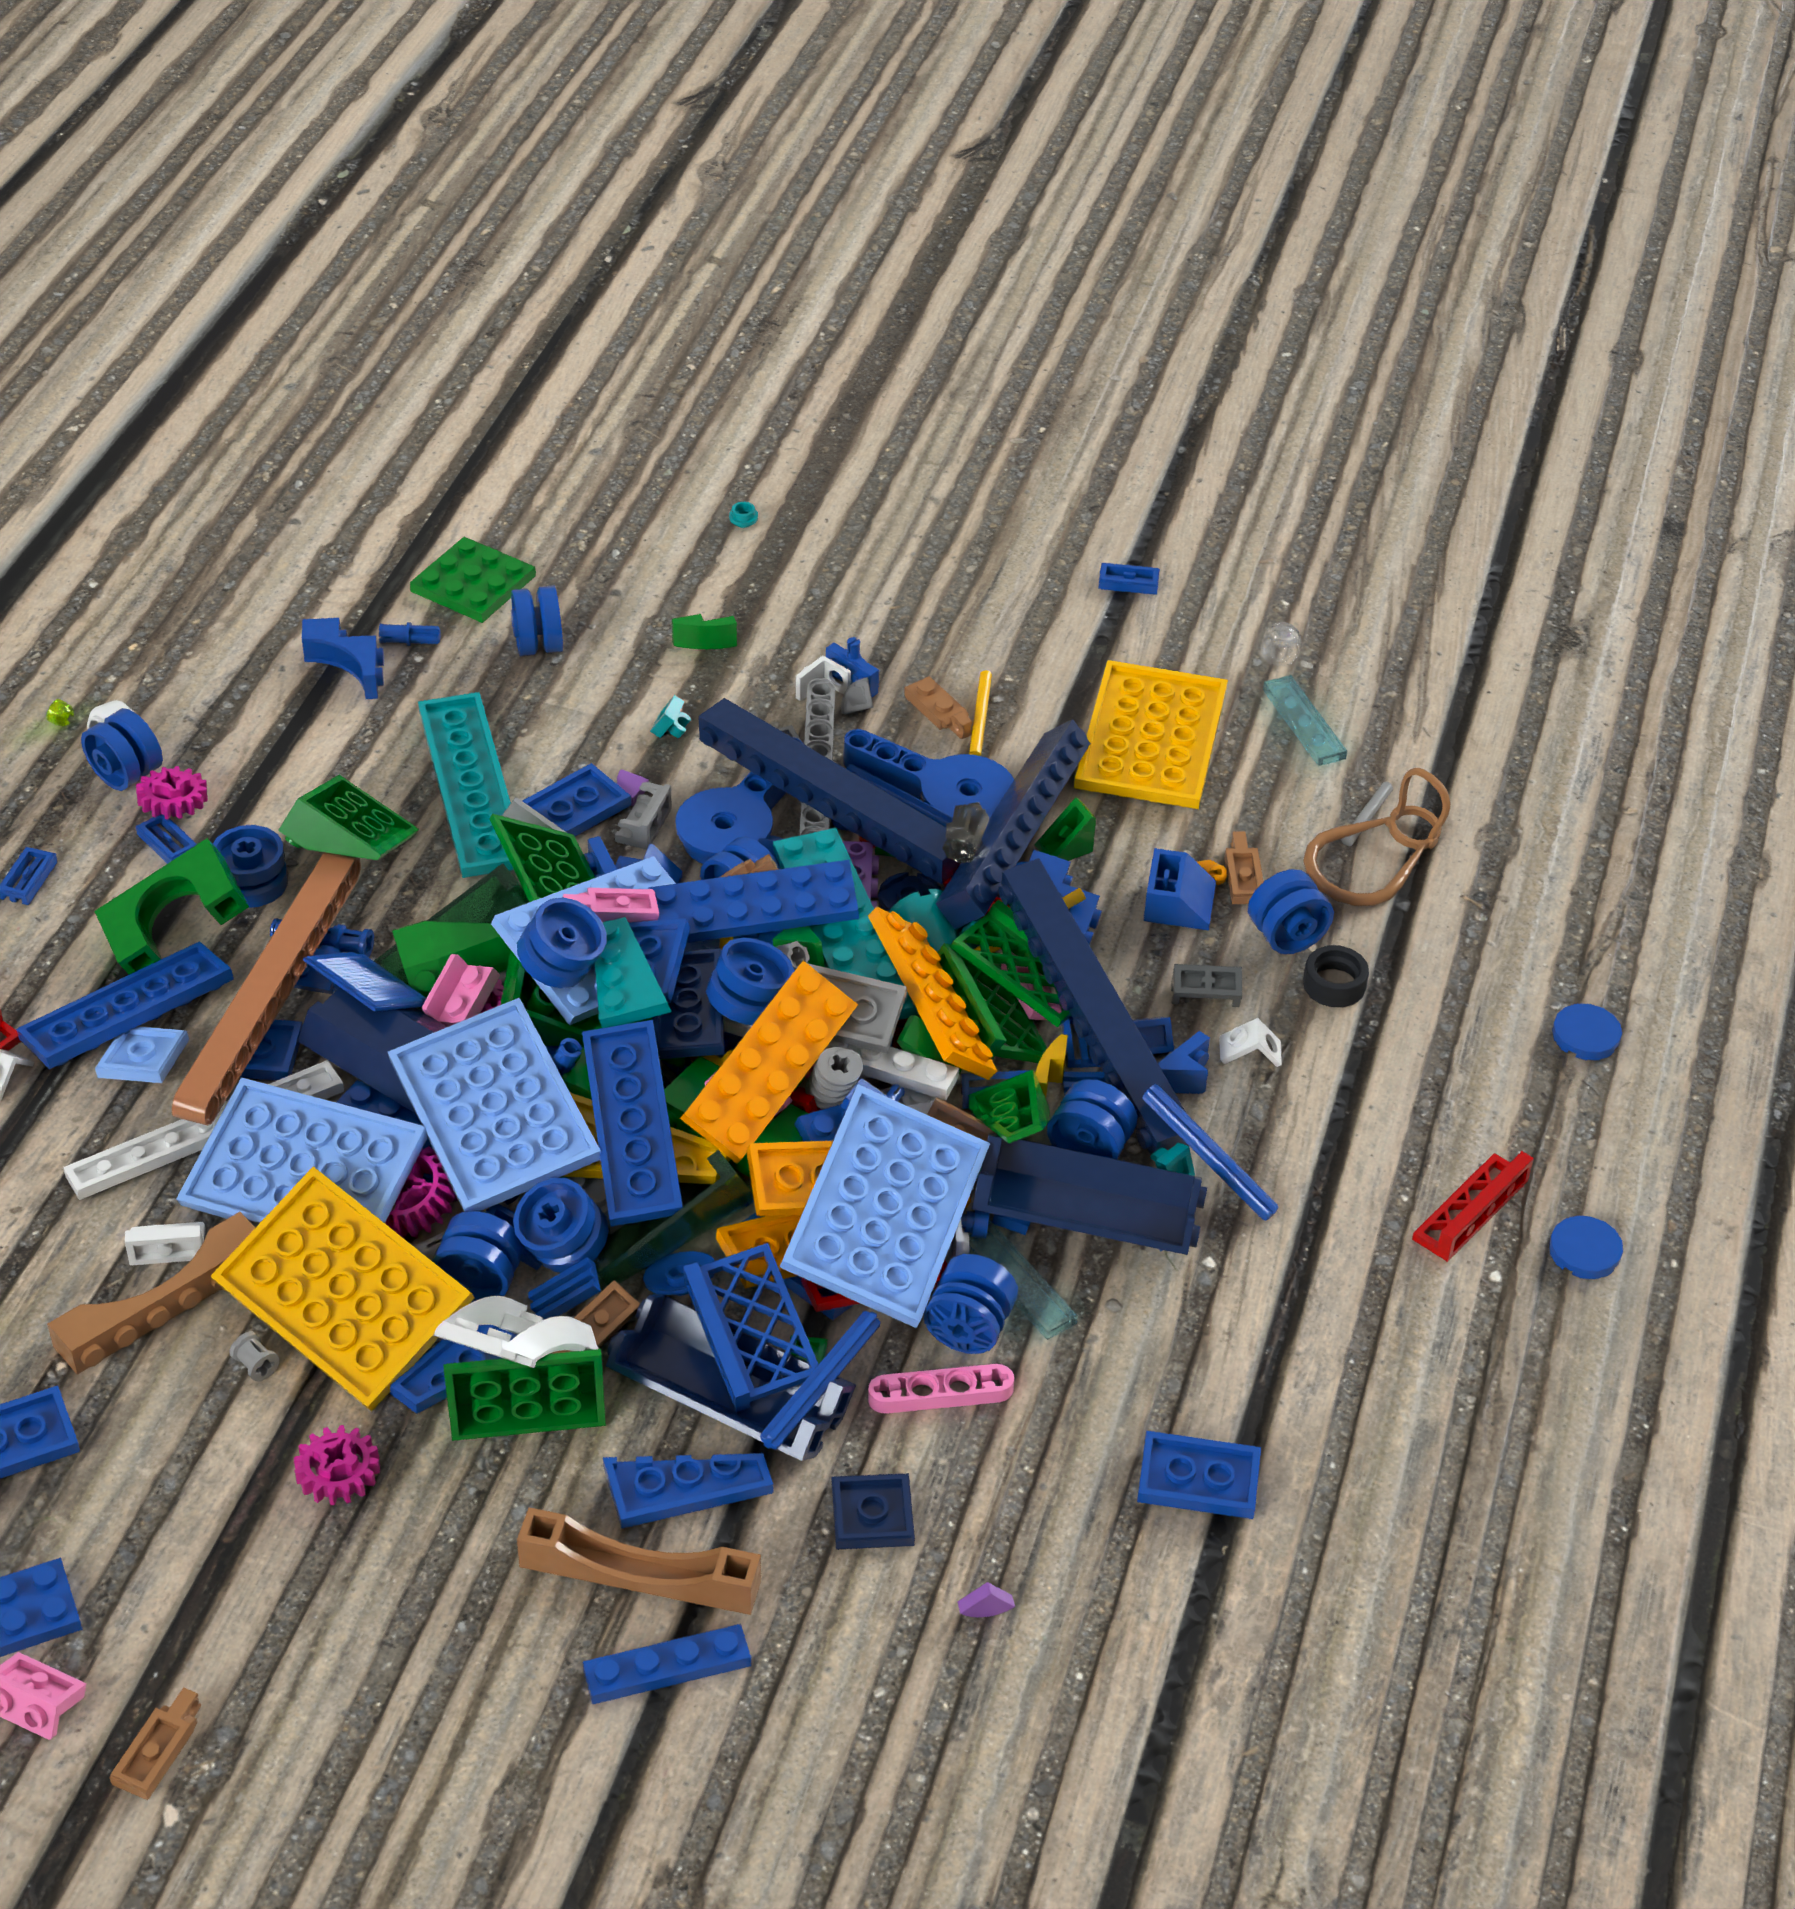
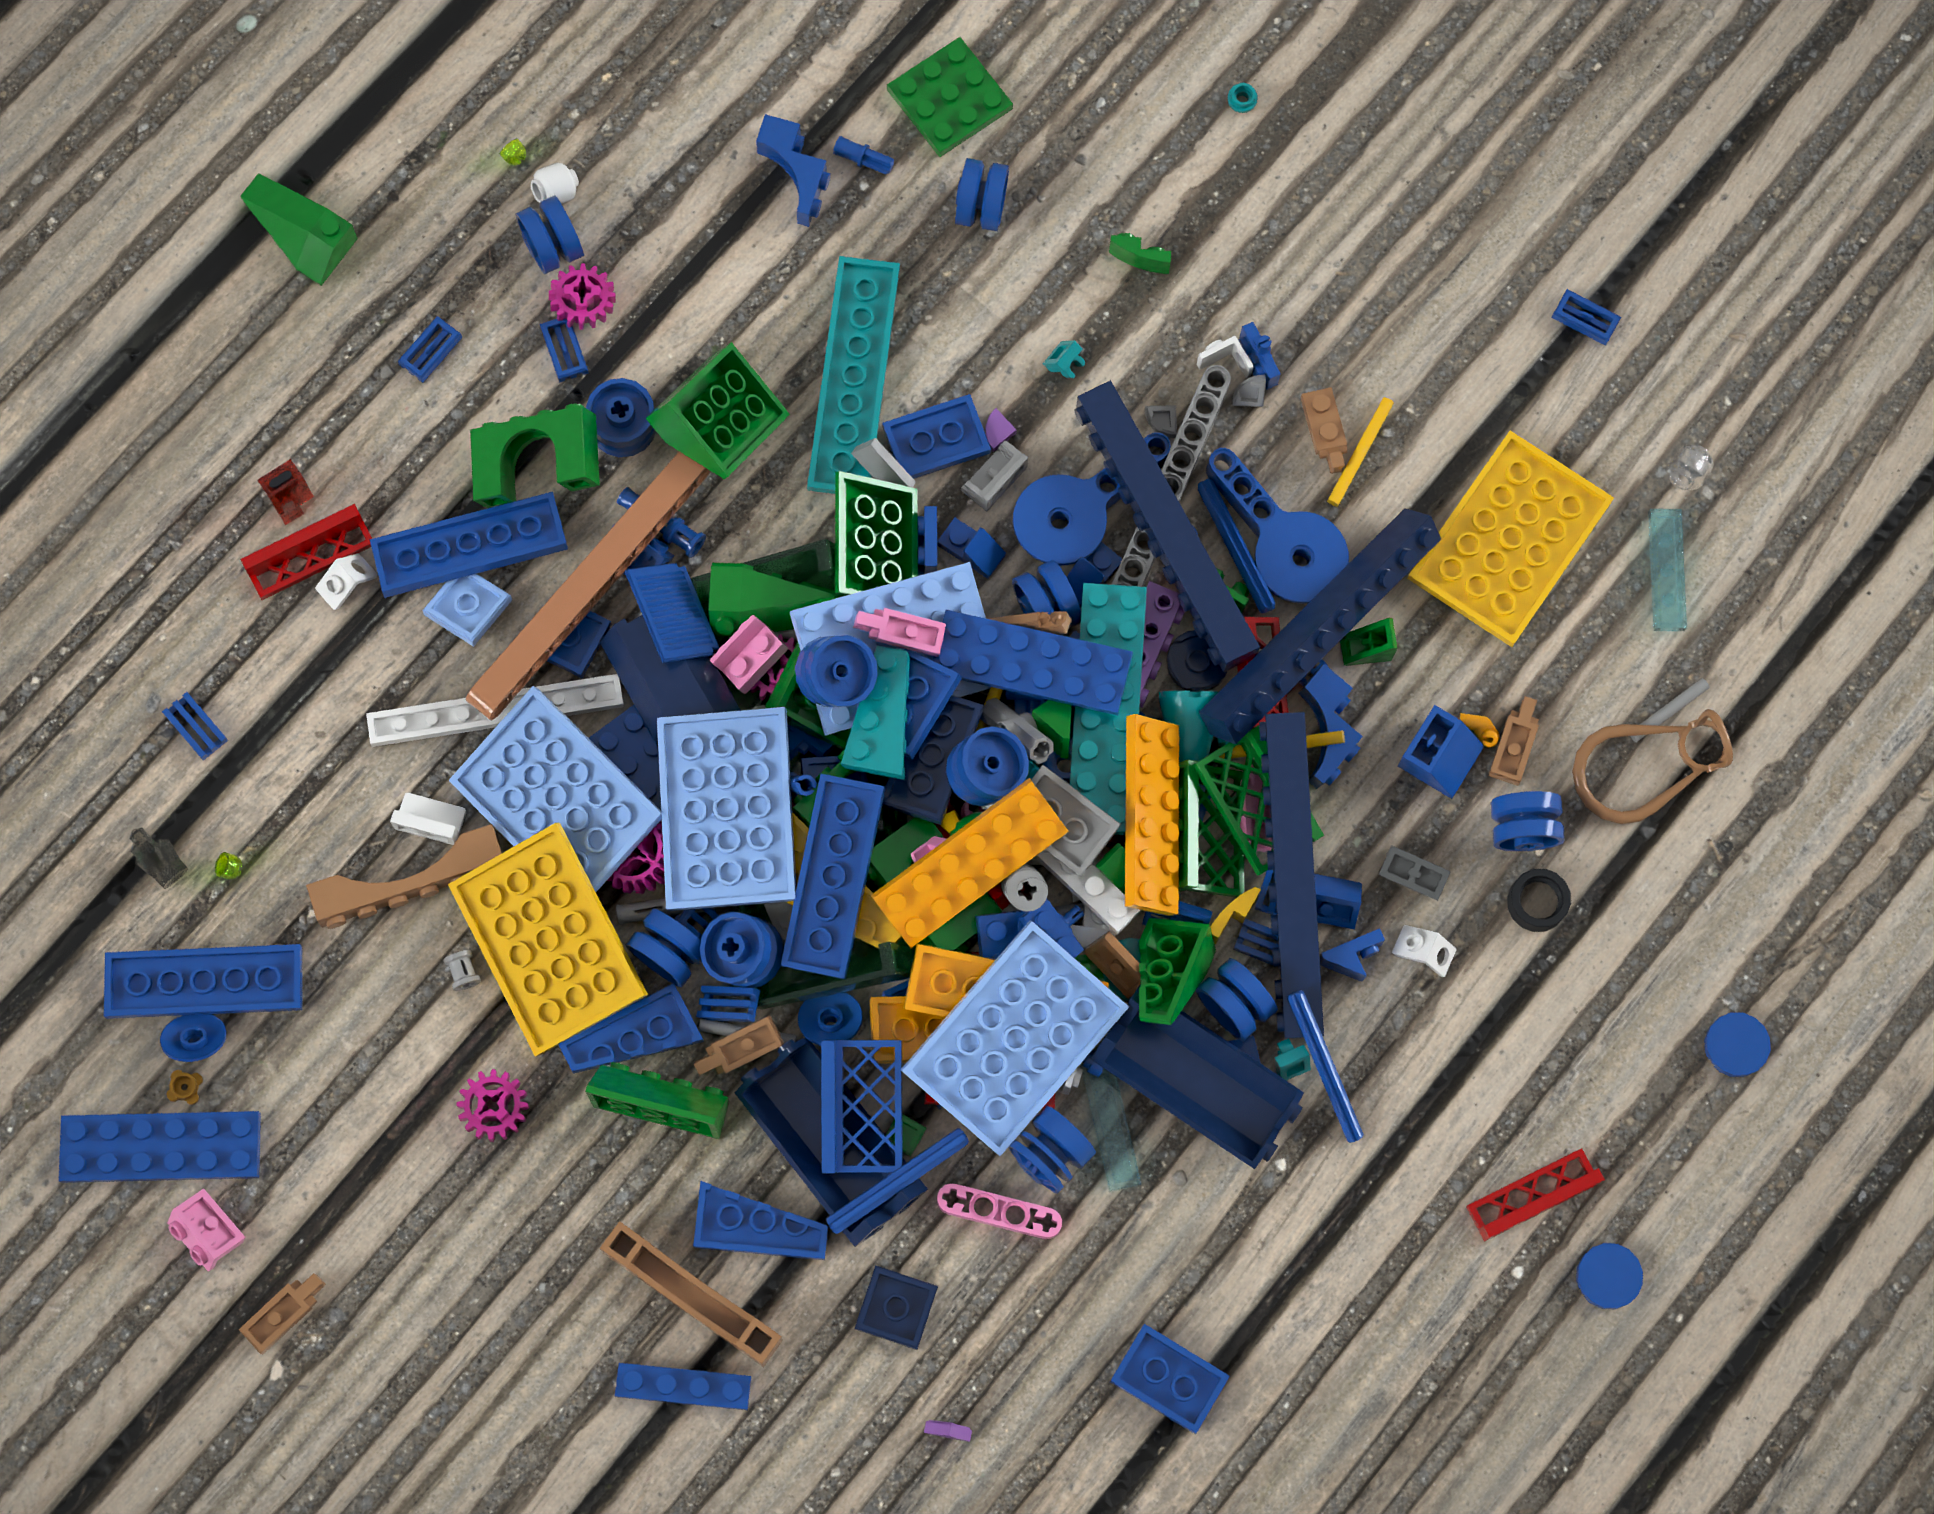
camera: 20 degrees right, 30 degrees up
(534, 1338) = (702, 1077): white wedge -> none
(965, 832) = (1258, 644): clear smoke rock -> none

